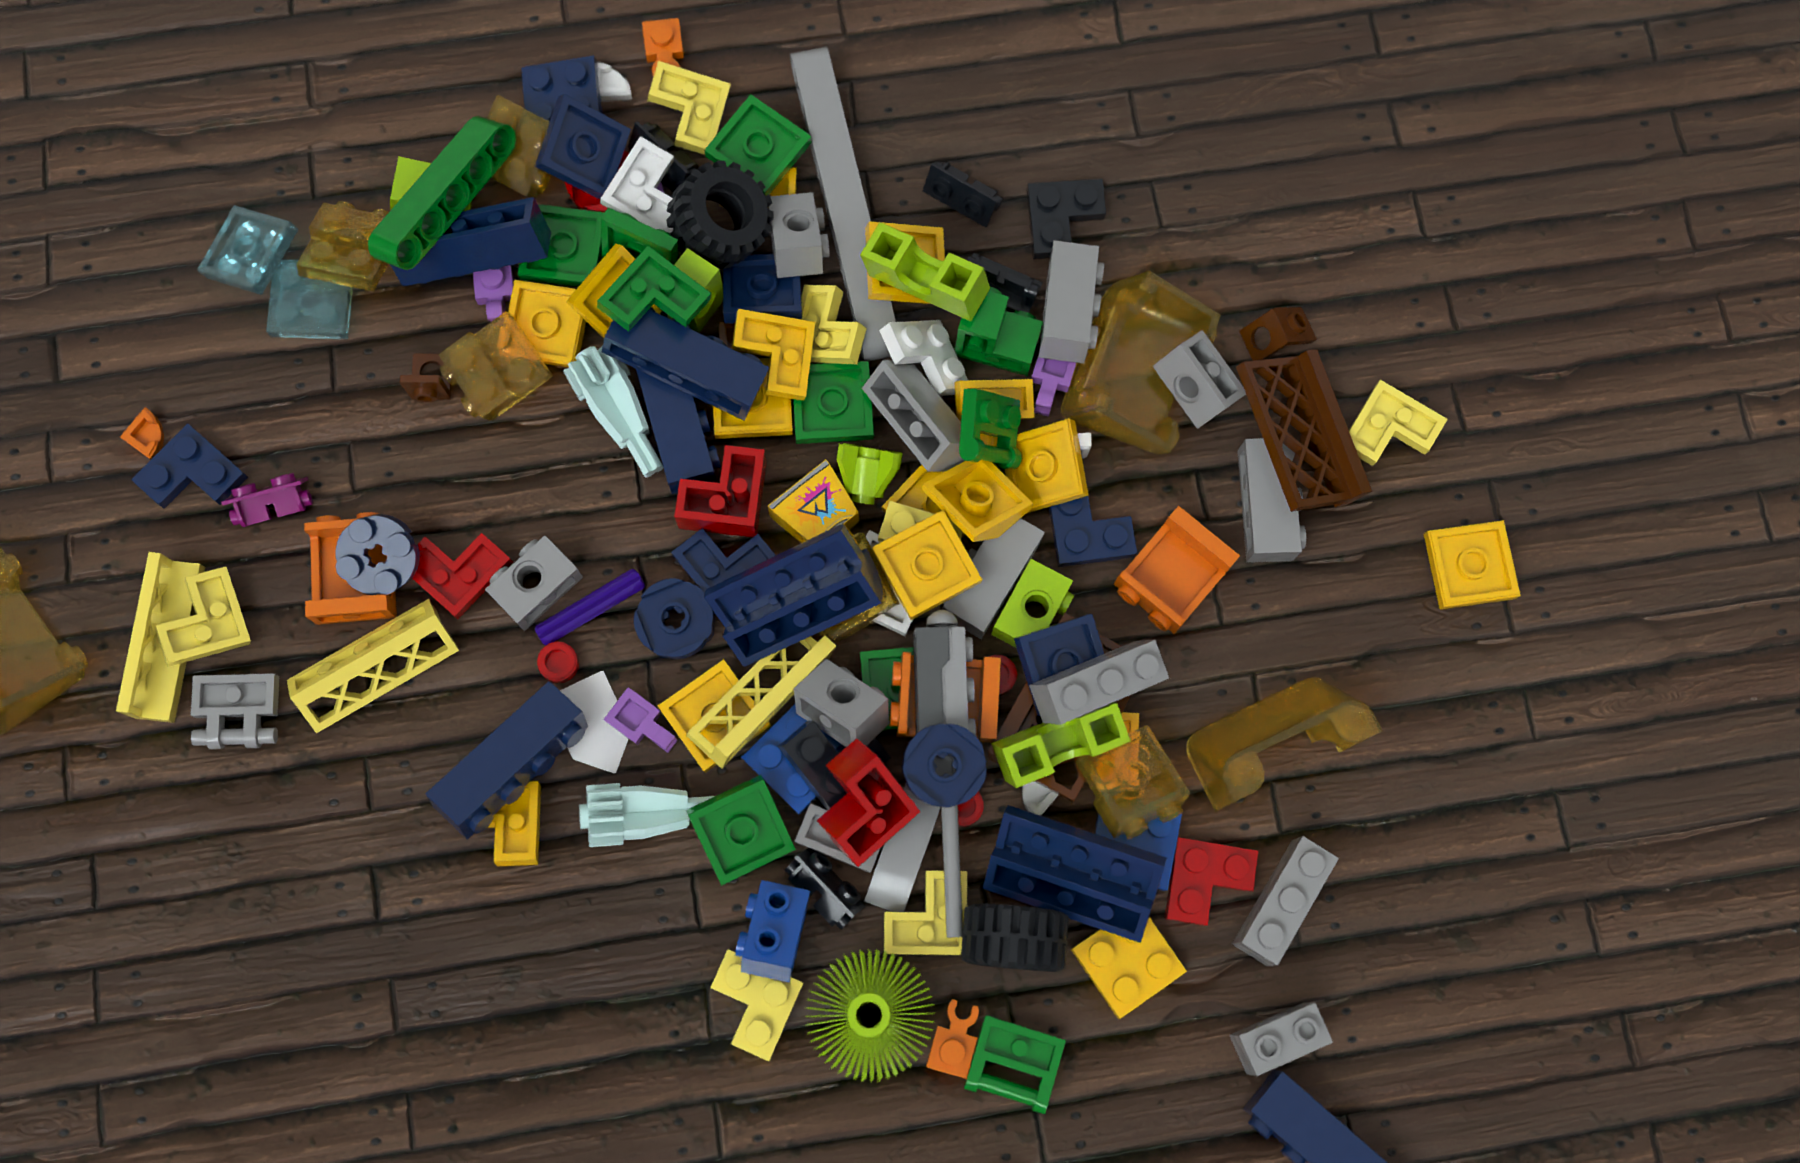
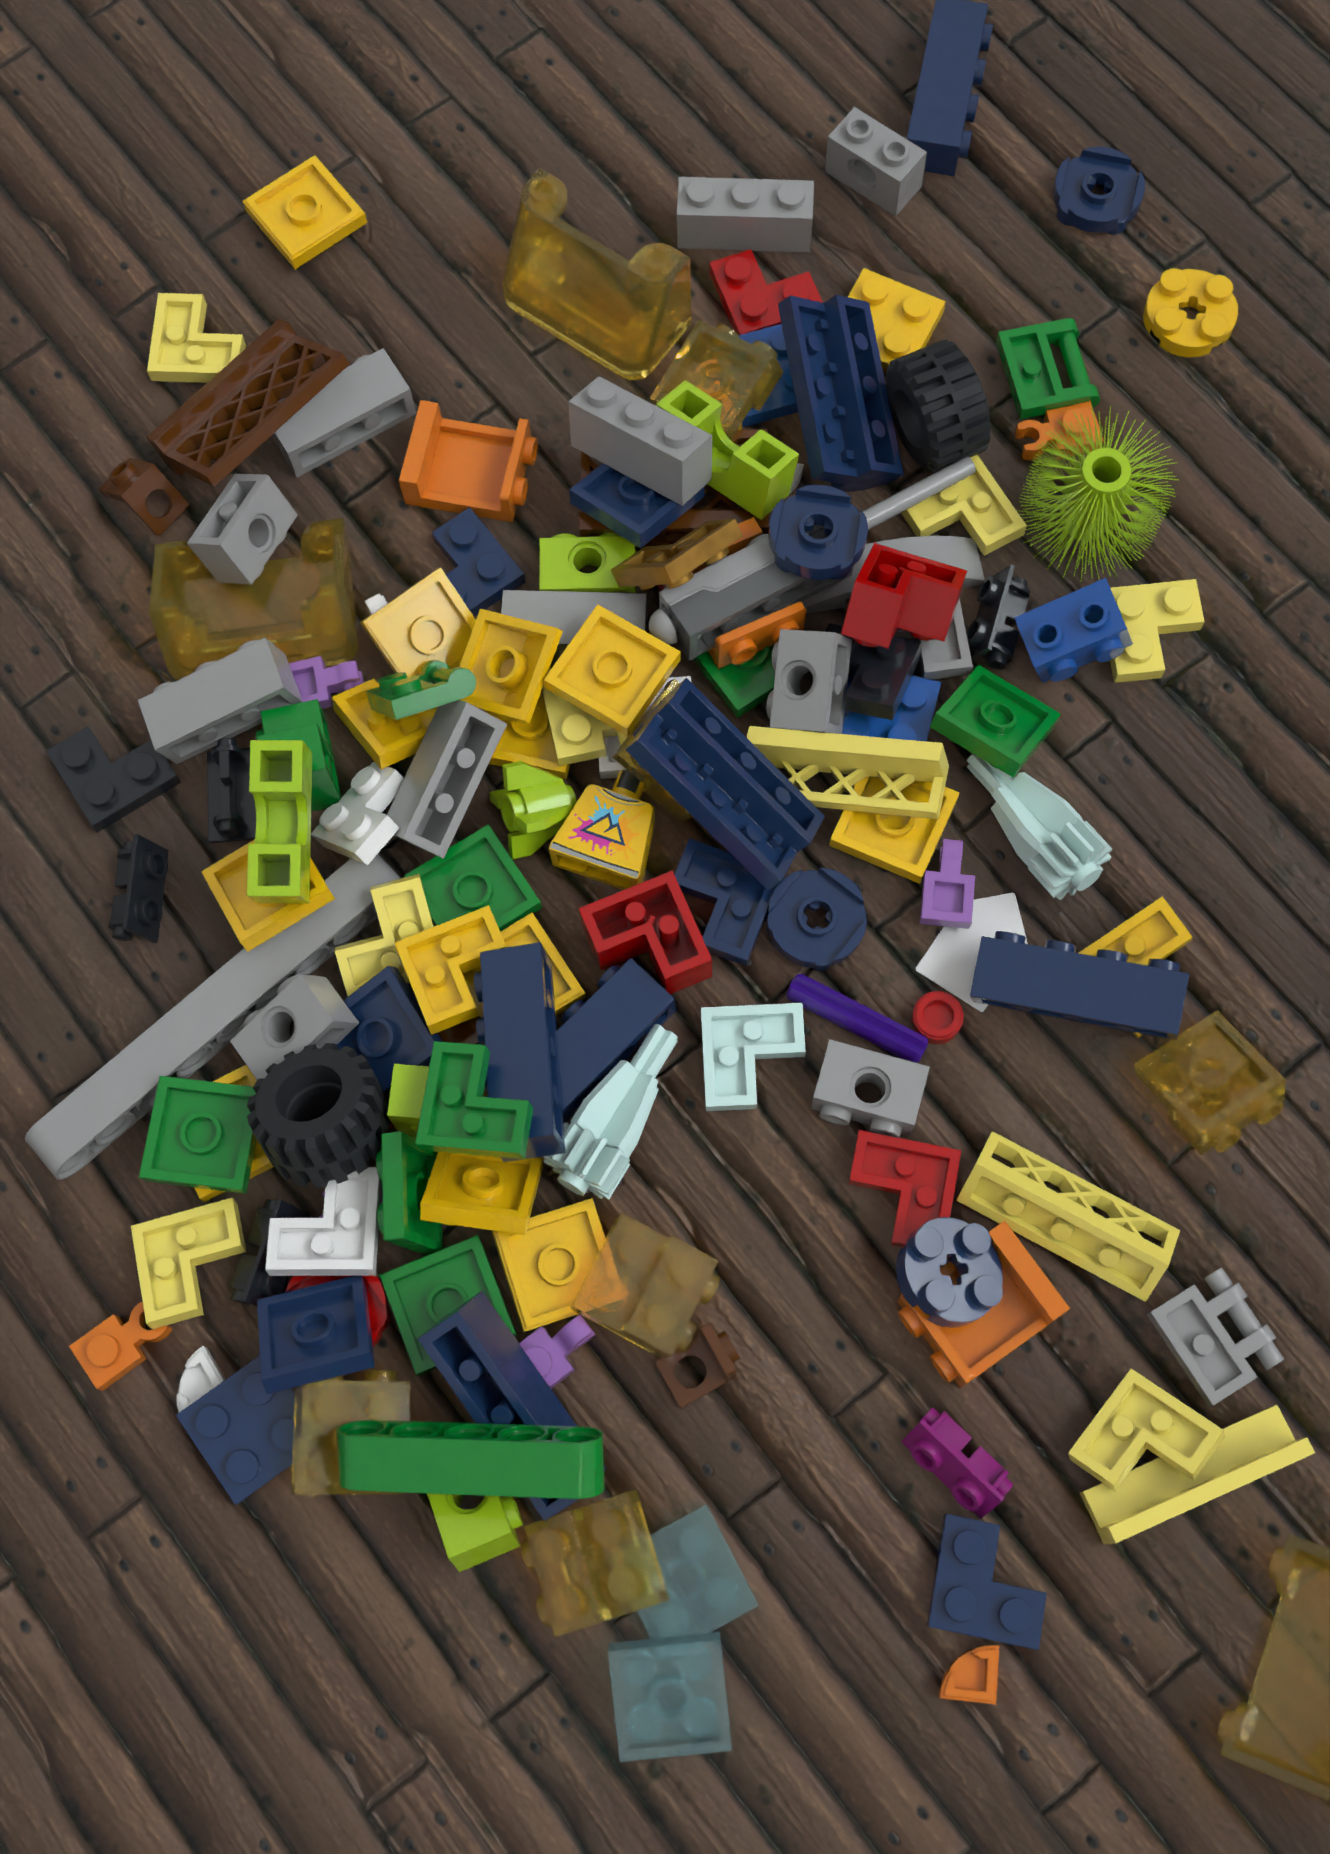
camera: 110 degrees left, 5 degrees down
(391, 814) = (1213, 1084): none -> clear yellow plate
(622, 515) = (739, 1036): none -> light aqua plate
(980, 648) = (674, 563): none -> pearl gold plate

